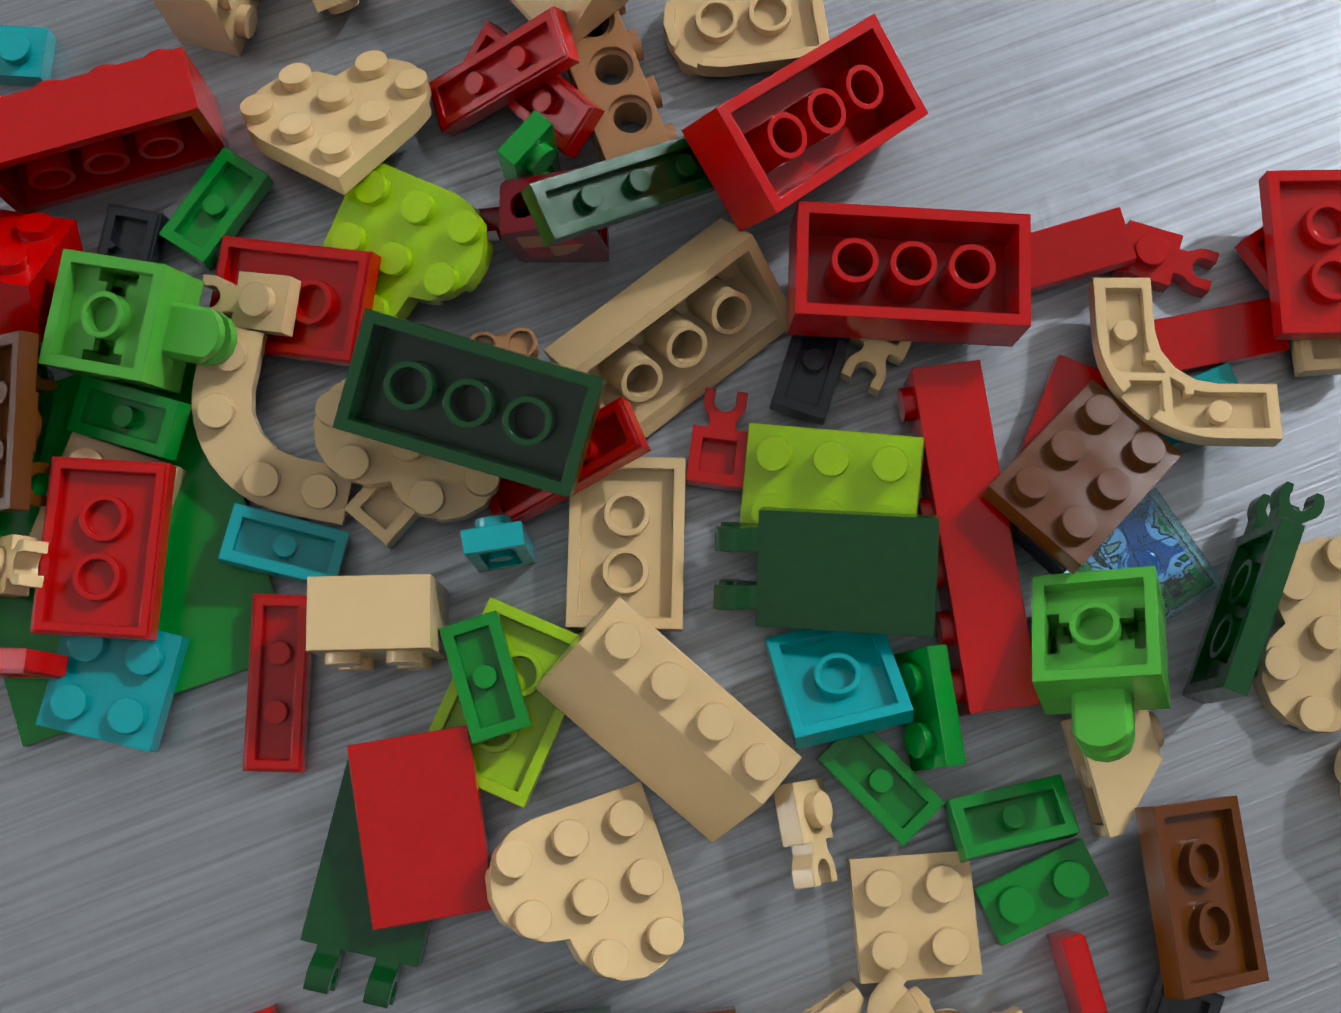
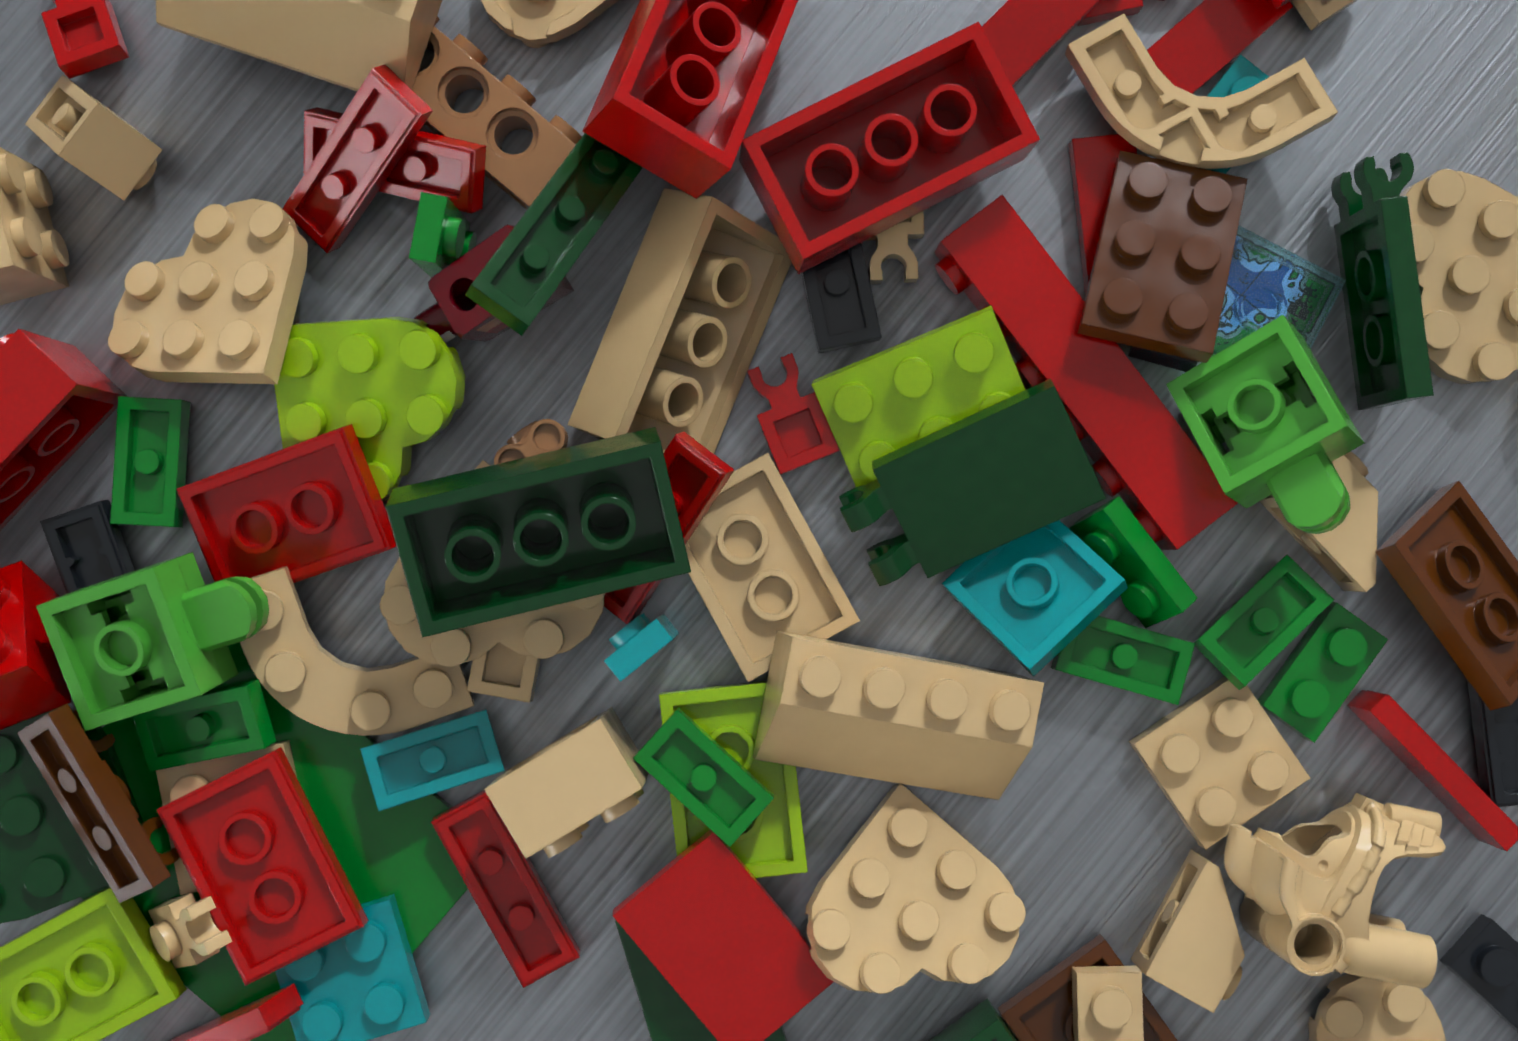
camera: 35 degrees left, 10 degrees up
(258, 301) = (255, 541): tan plate -> none
(805, 824) = (1075, 736): tan plate -> none

